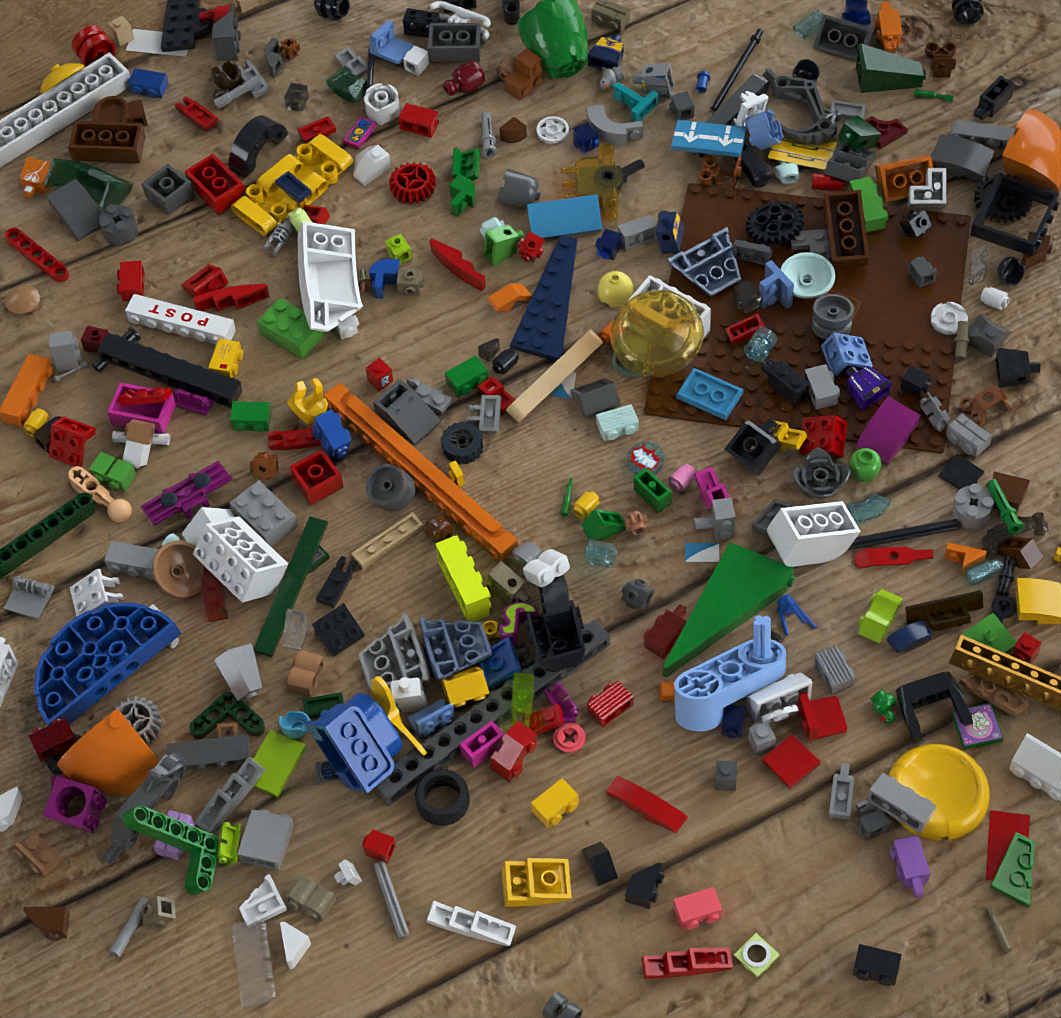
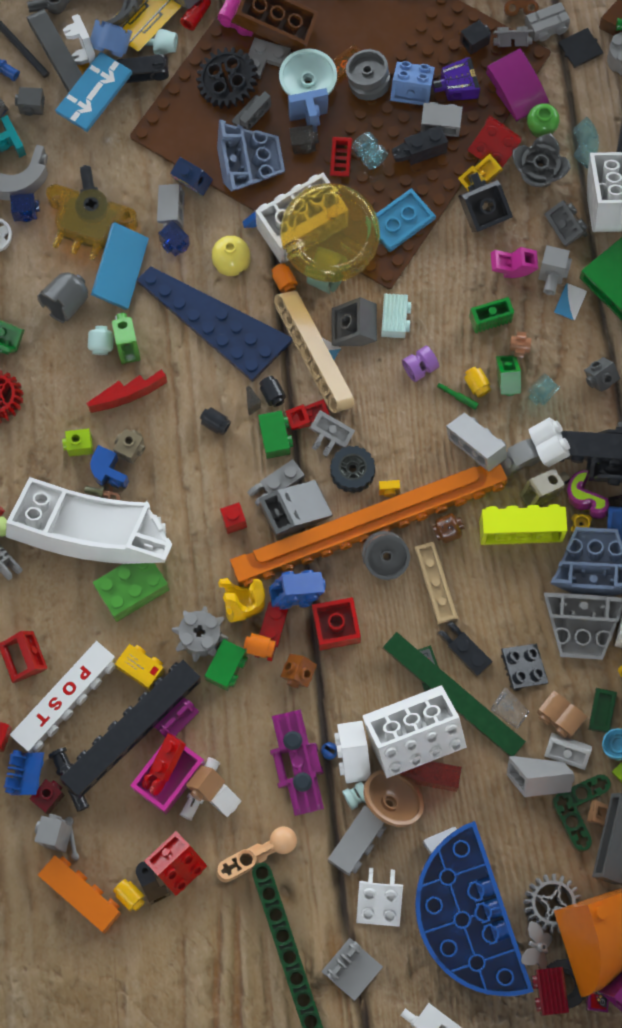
camera: 70 degrees left, 15 degrees up
(89, 718) = (540, 944): none -> light grey piece
(100, 320) = (26, 775): none -> blue hinge
(116, 475) = (241, 825): bright green piece -> none
(238, 296) = (60, 627): red slope -> none
(264, 513) = (357, 692): light grey brick -> none
(270, 386) = (196, 622): none -> light grey brick
(273, 428) = (259, 645): none -> orange brick
(276, 692) = (568, 751): none -> white slope
(460, 332) = (215, 421): none -> black brick
(464, 194) = (35, 349): green brick -> none
(507, 296) = (194, 357): orange slope -> none
(525, 518) = (477, 441): none -> light grey brick
(531, 247) = (143, 312): red brick -> none
(579, 454) = (424, 358): none -> medium lavender wheel
(645, 456) = (446, 308): tile -> none
(682, 477) = (485, 283): bright pink brick -> none
(713, 171) = (146, 88): dark orange piece -> none

